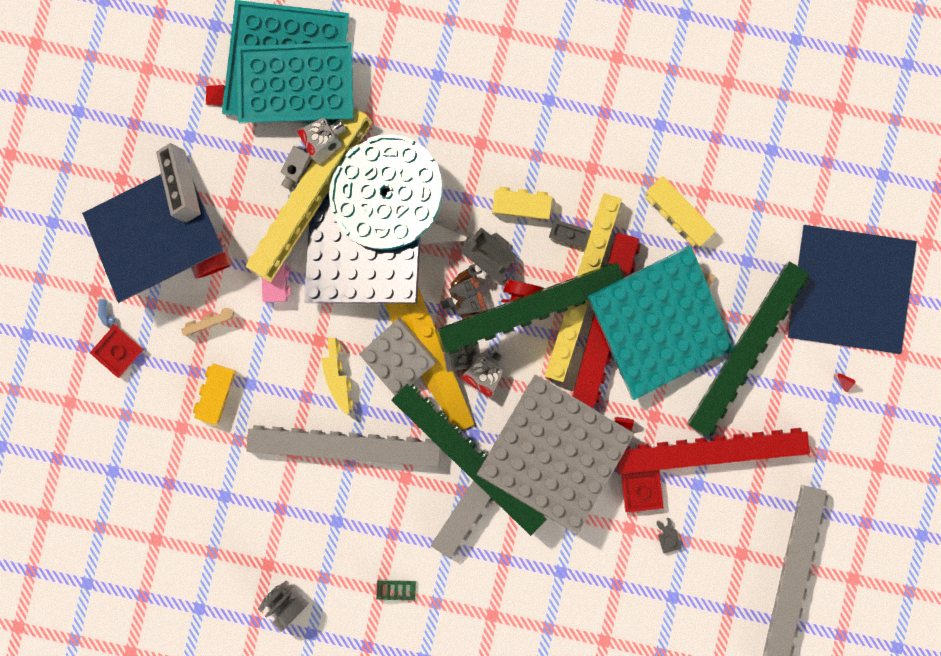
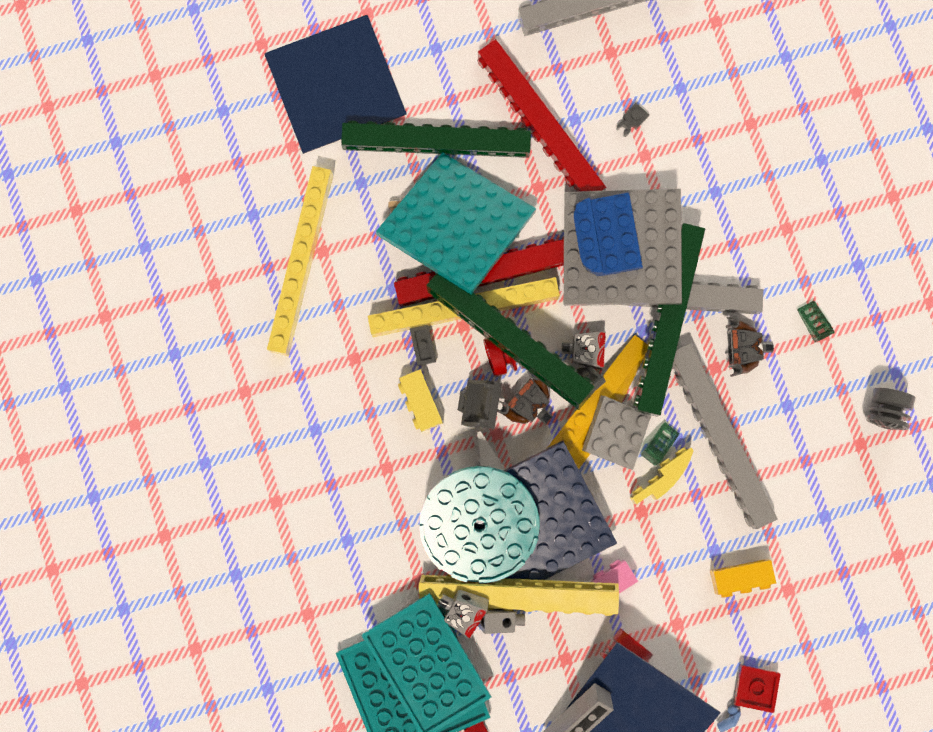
camera: 115 degrees left, 5 degrees down
(207, 322) = (682, 620): tan plate -> none
(362, 375) = (652, 453): none -> clear green slope
(408, 513) = (745, 347): none -> torso
(573, 445) = (607, 235): none -> blue plate
(625, 422) = (558, 208): red slope -> none
(642, 491) = (609, 160): red plate -> none
(679, 211) = (350, 261): light yellow brick -> none
(705, 168) = (300, 261): none -> light yellow brick
(844, 381) = (418, 45): red slope -> none

